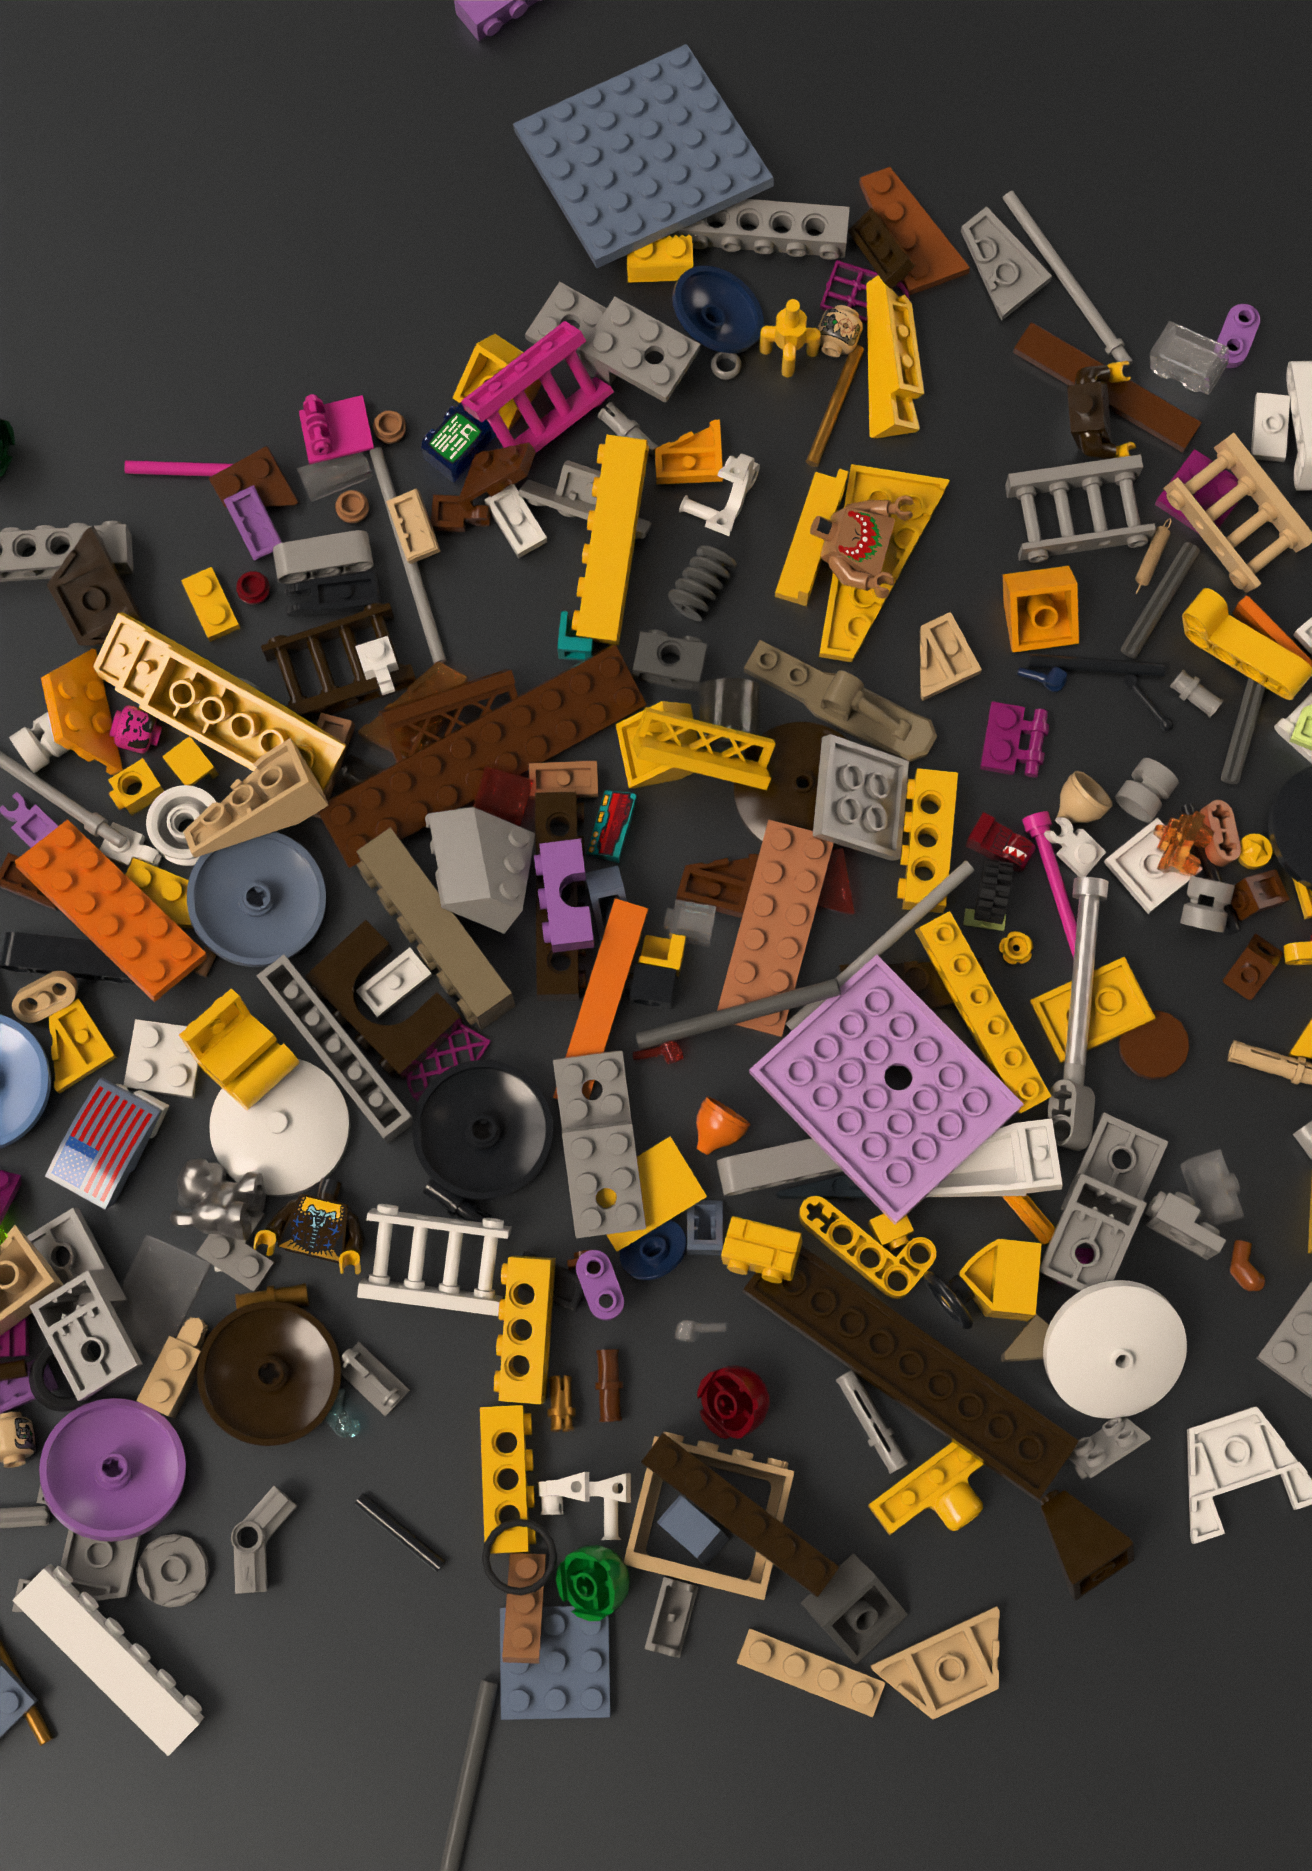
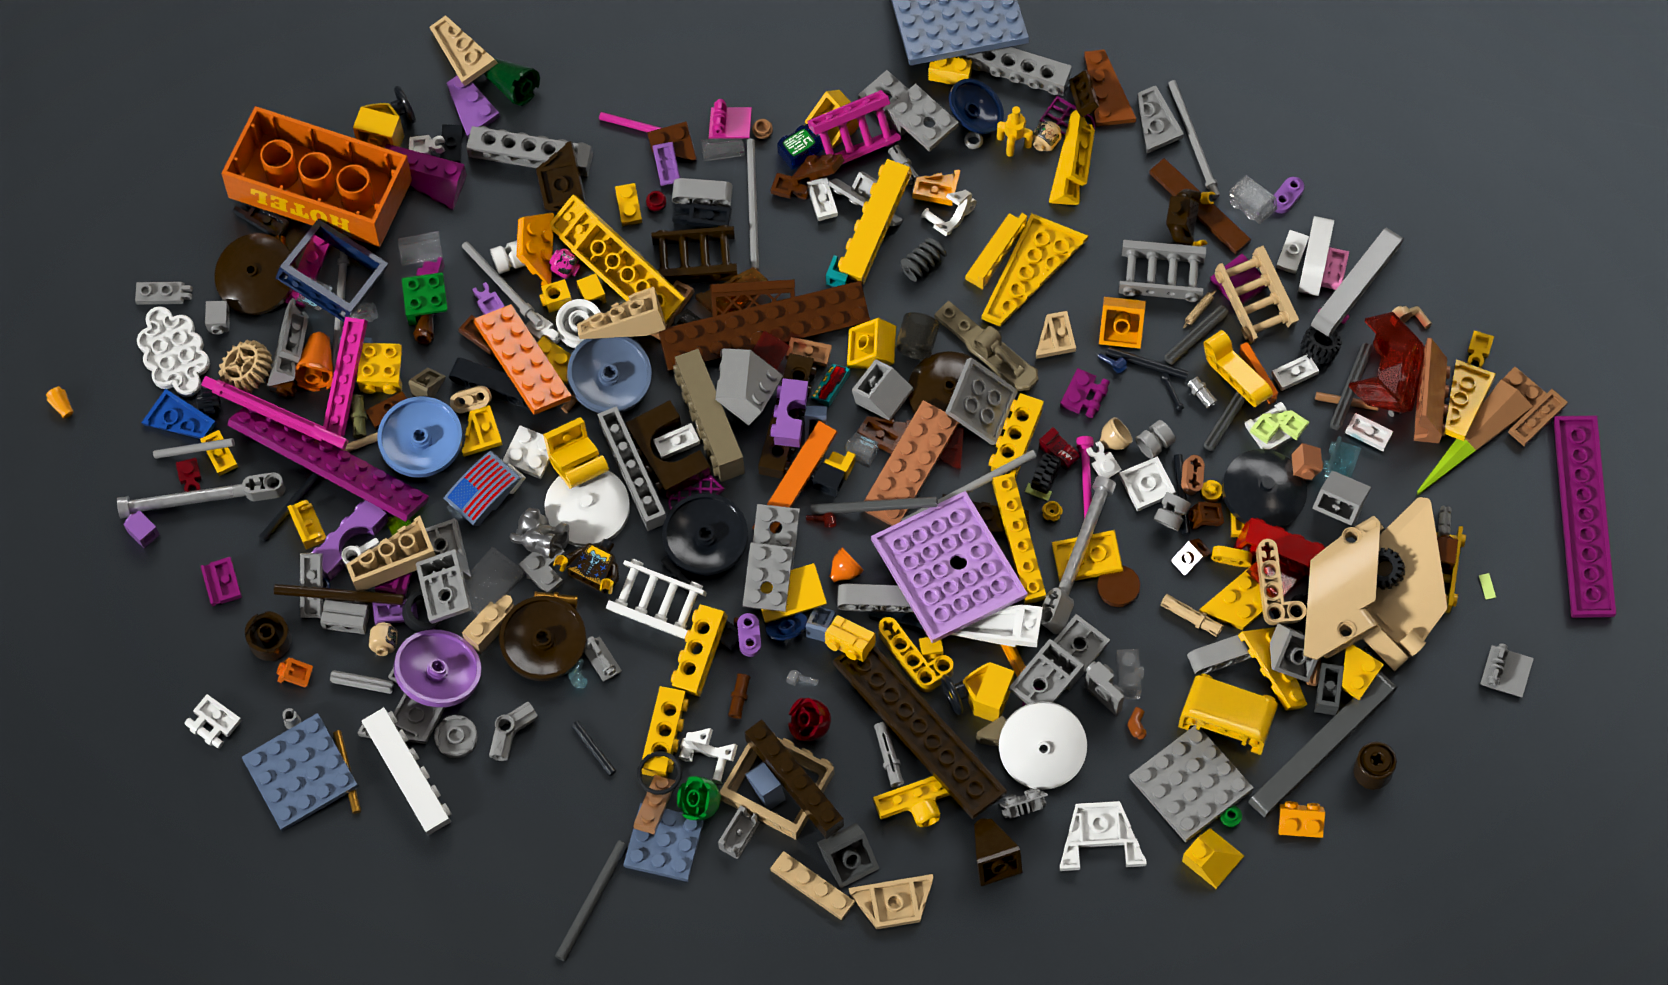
camera: 15 degrees right, 10 degrees down
(352, 506) = (727, 168): medium nougat plate -> none
(378, 661) = (717, 256): white plate -> none
(413, 526) = (760, 187): tan plate -> none
(561, 1404) = (707, 702): pearl gold pin -> none
(683, 674) = (895, 308): dark grey brick -> none
(698, 817) = (881, 390): none -> light grey slope
(701, 760) = (891, 355): yellow fence -> none
(834, 406) = (1032, 178): pearl gold bar -> none
(858, 542) = (1021, 255): medium nougat torso -> none
(1177, 841) = (1173, 466): clear orange hips -> none

